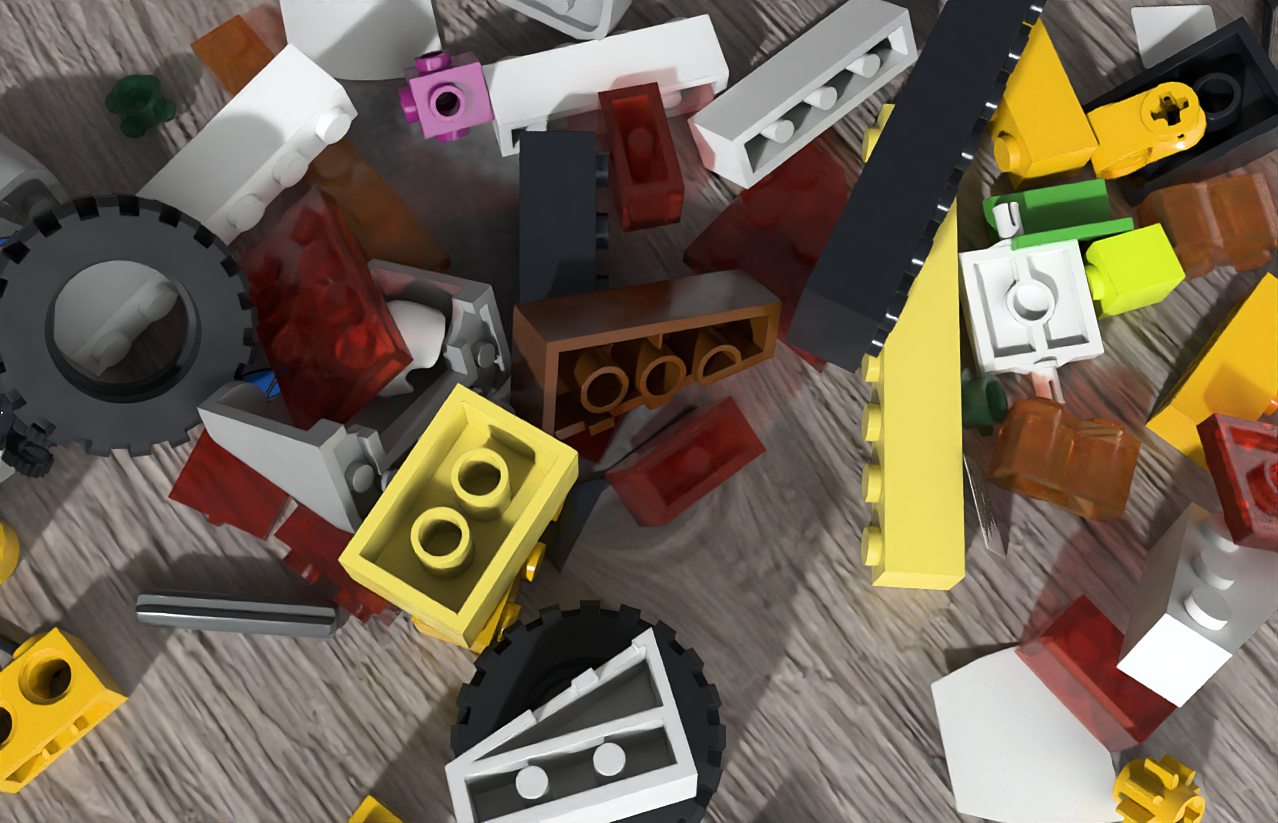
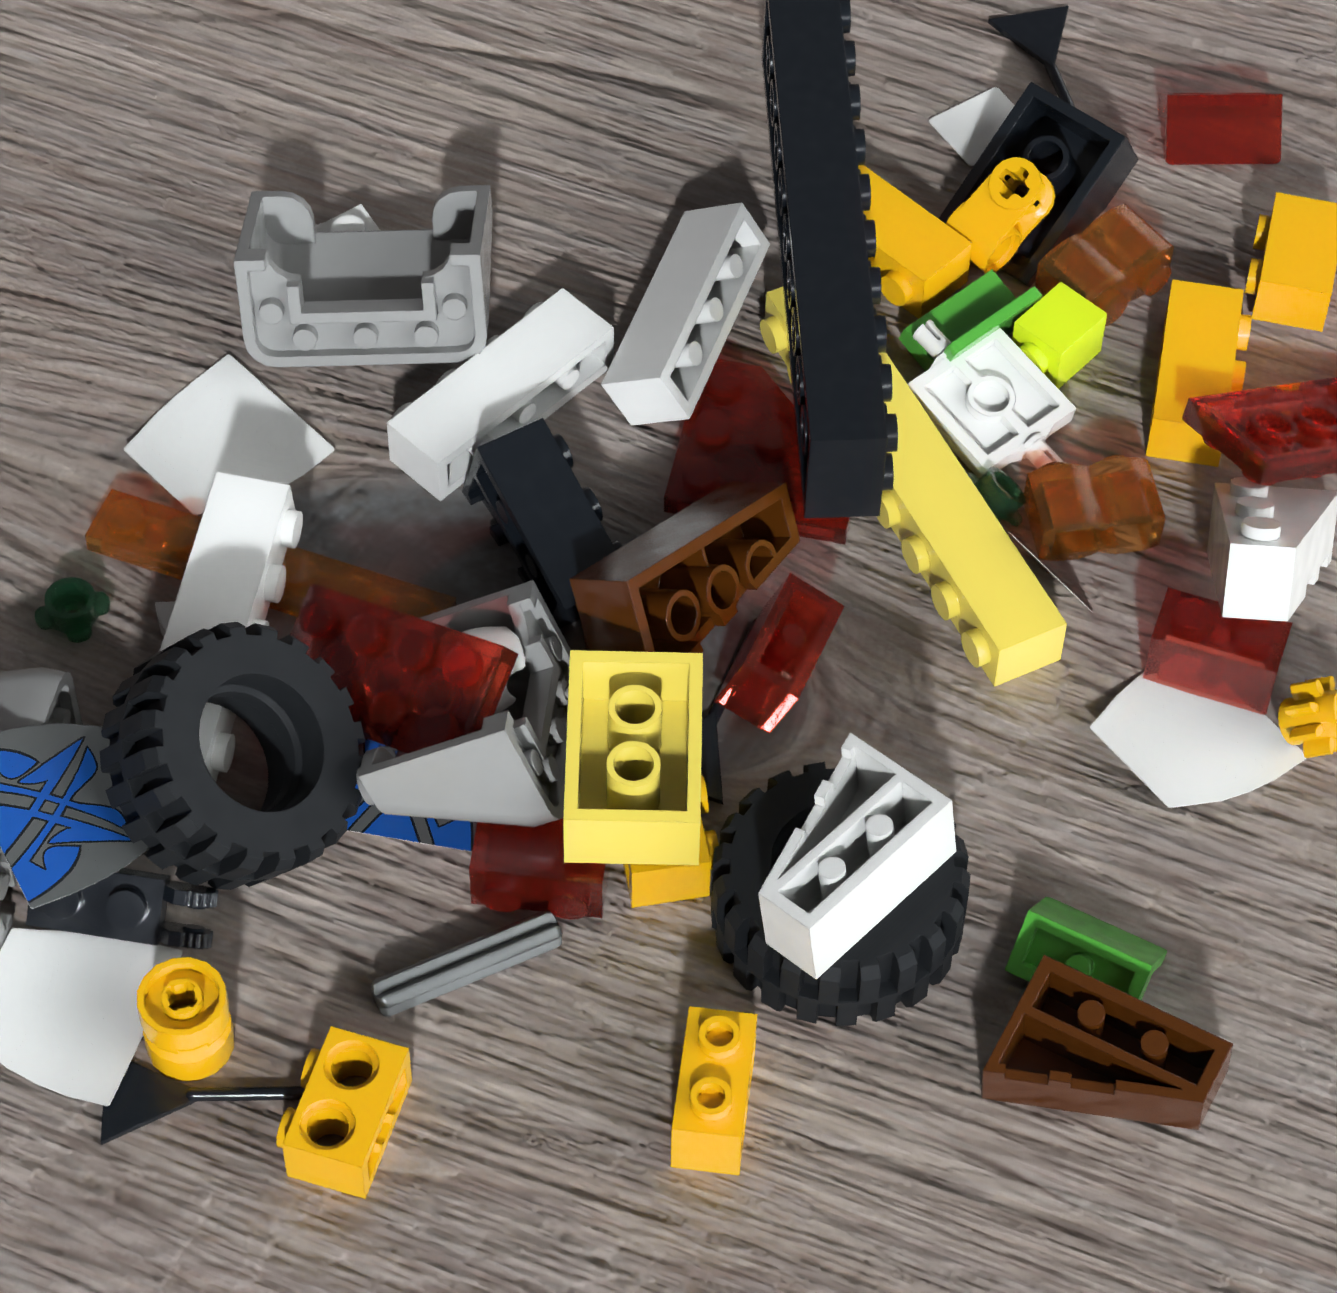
camera: 25 degrees left, 15 degrees down
(228, 490) = (388, 863): clear red piece -> none
(462, 107) = (366, 463): brick -> none
(640, 157) = (601, 440): clear red brick -> none

